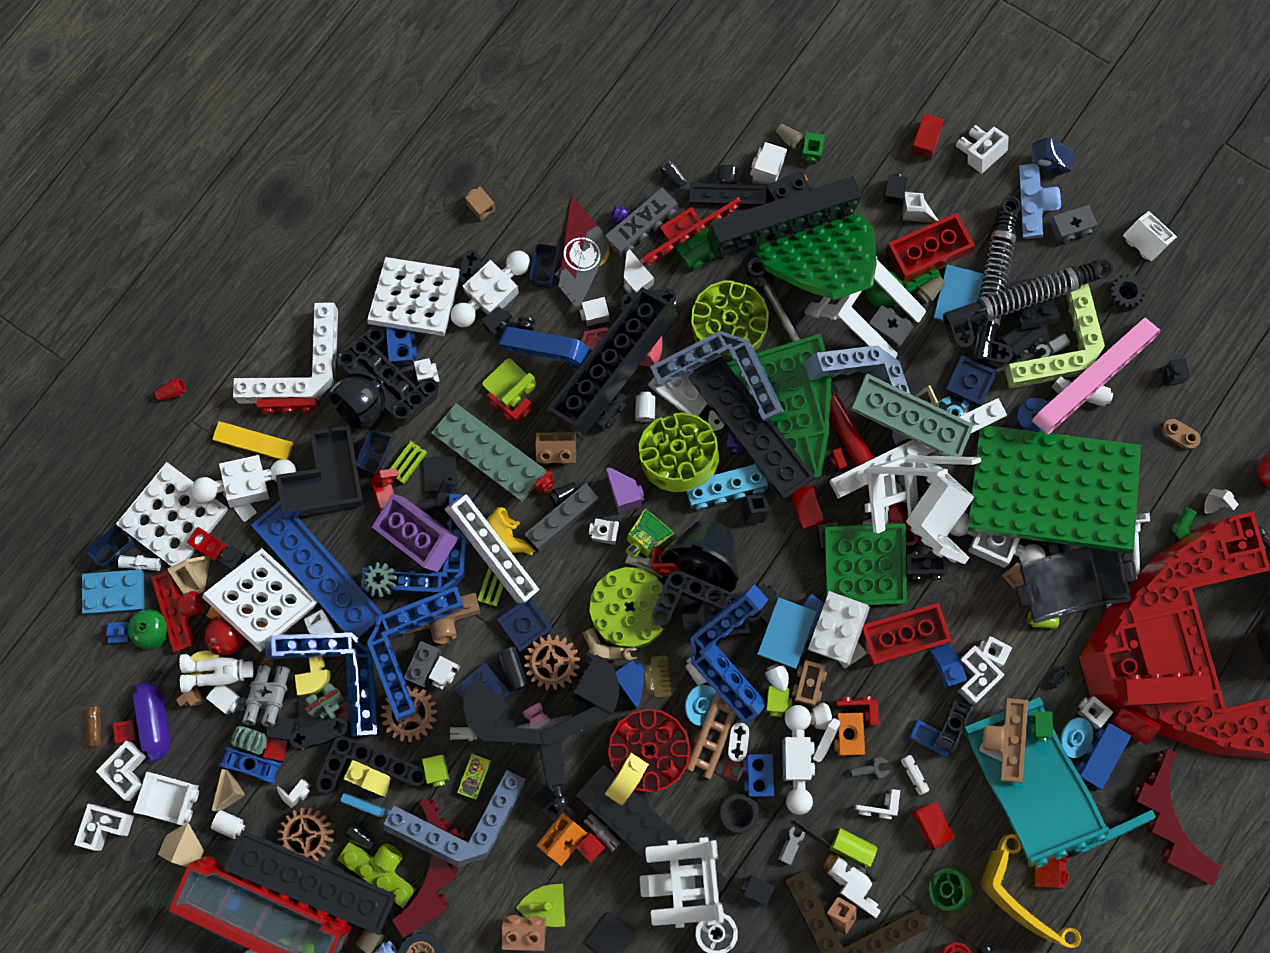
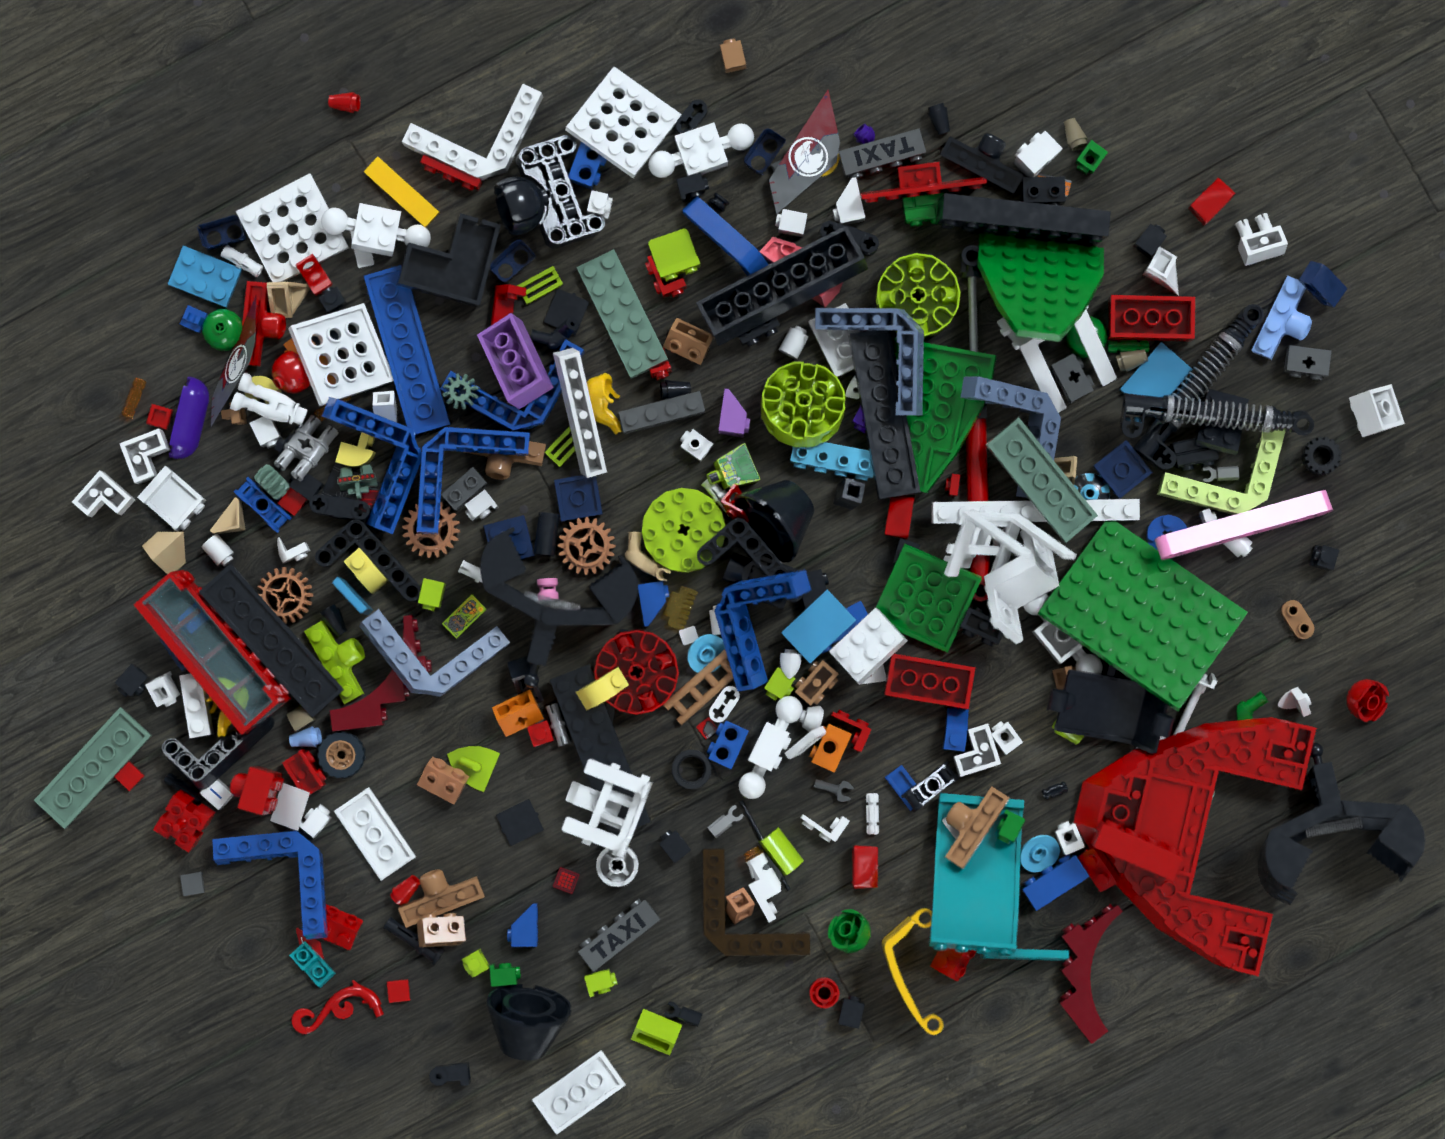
camera: 25 degrees right, 10 degrees up
(172, 647) = (236, 364): none -> sticker
(677, 697) = (688, 635): none -> white sticker

